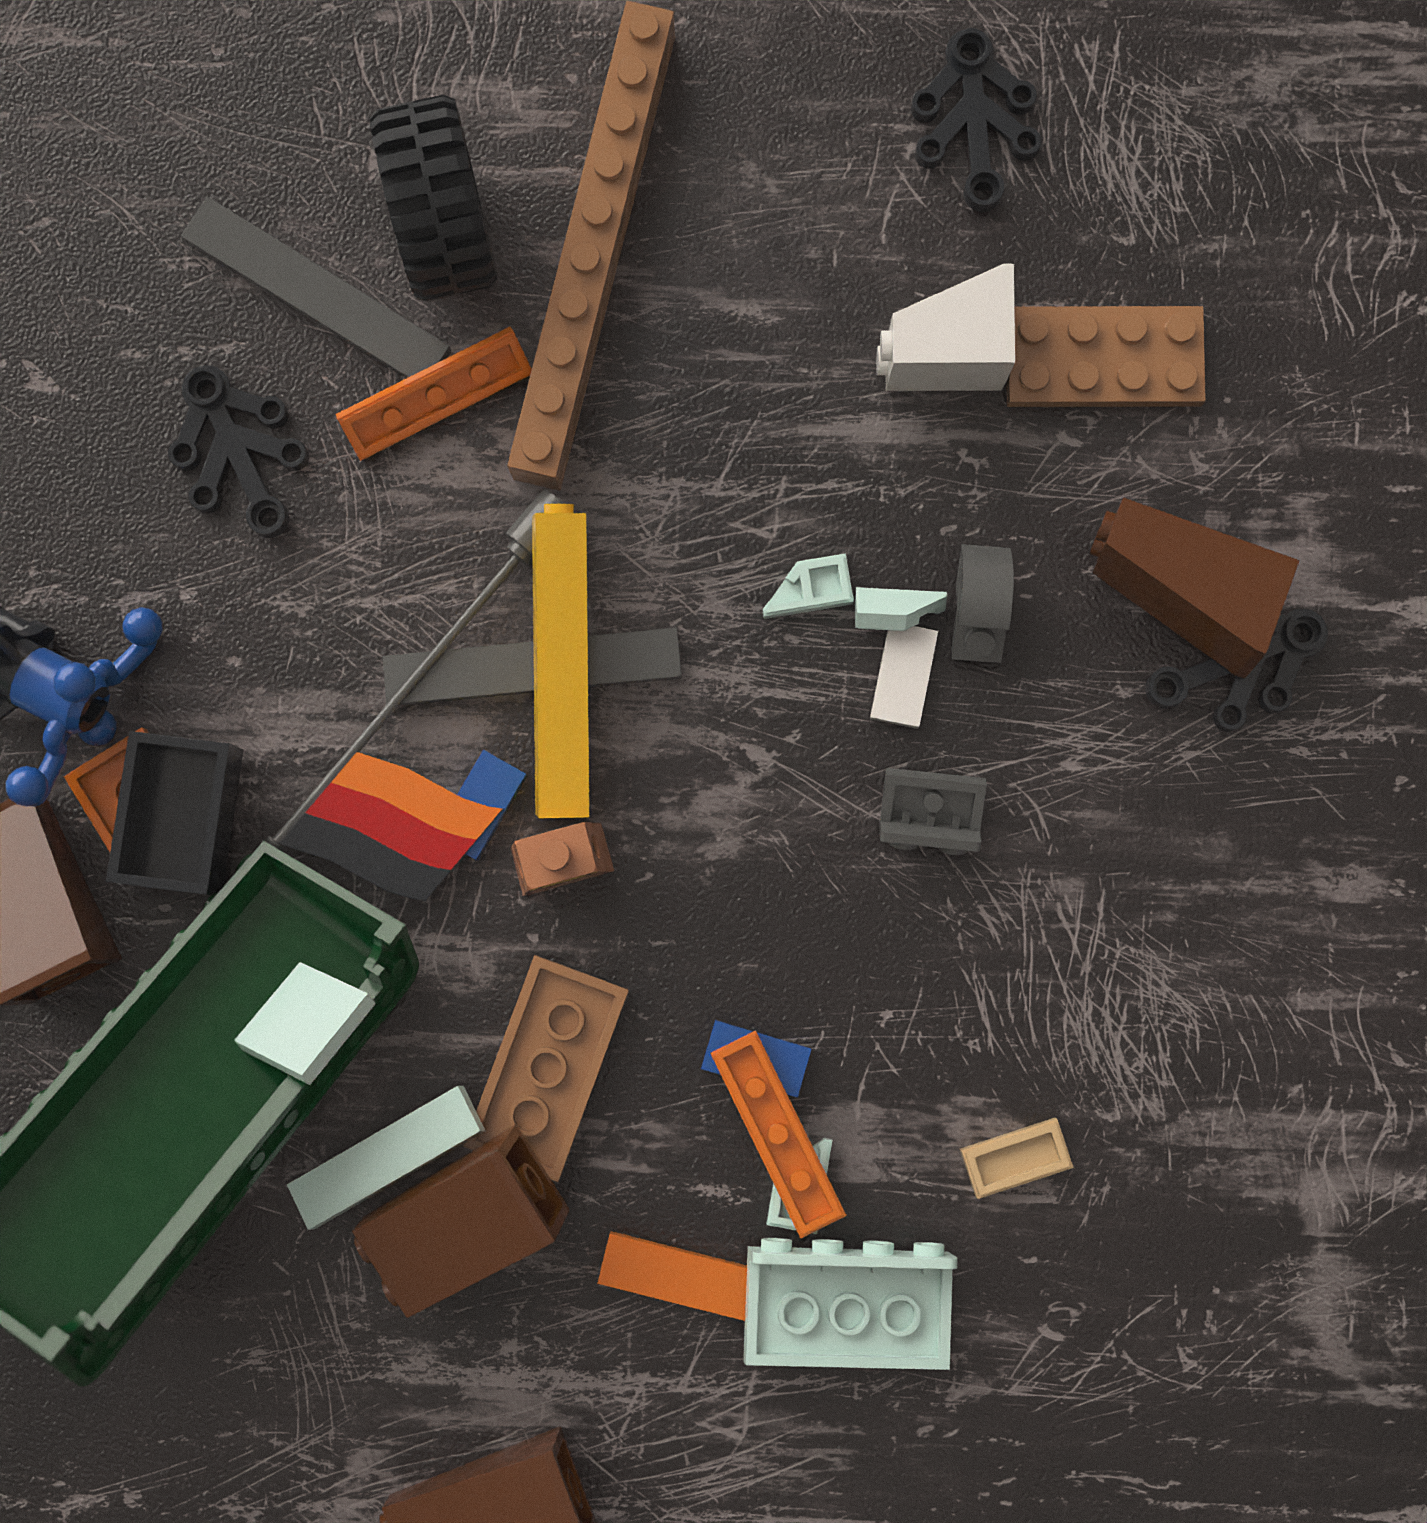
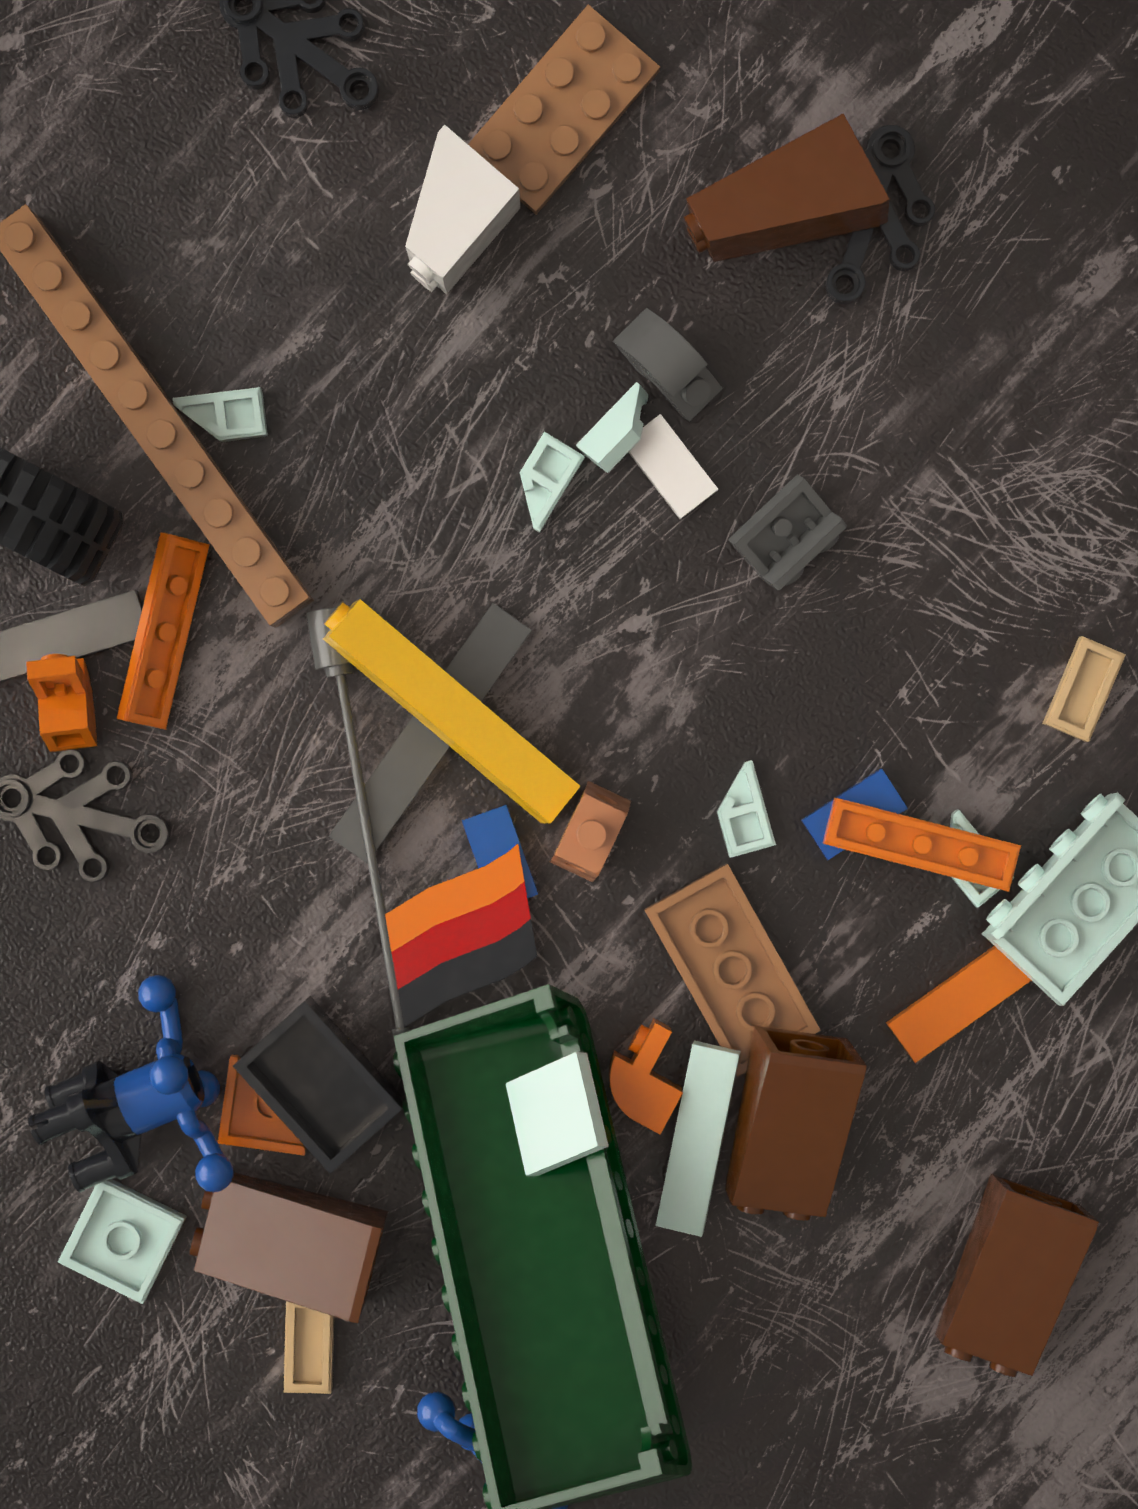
camera: 50 degrees left, 5 degrees up
(315, 363) = (63, 701): none -> orange brick
(385, 1072) = (638, 1089): none -> orange brick
(647, 303) = (228, 413): none -> light aqua tile
(679, 971) = (744, 815): none -> light aqua tile

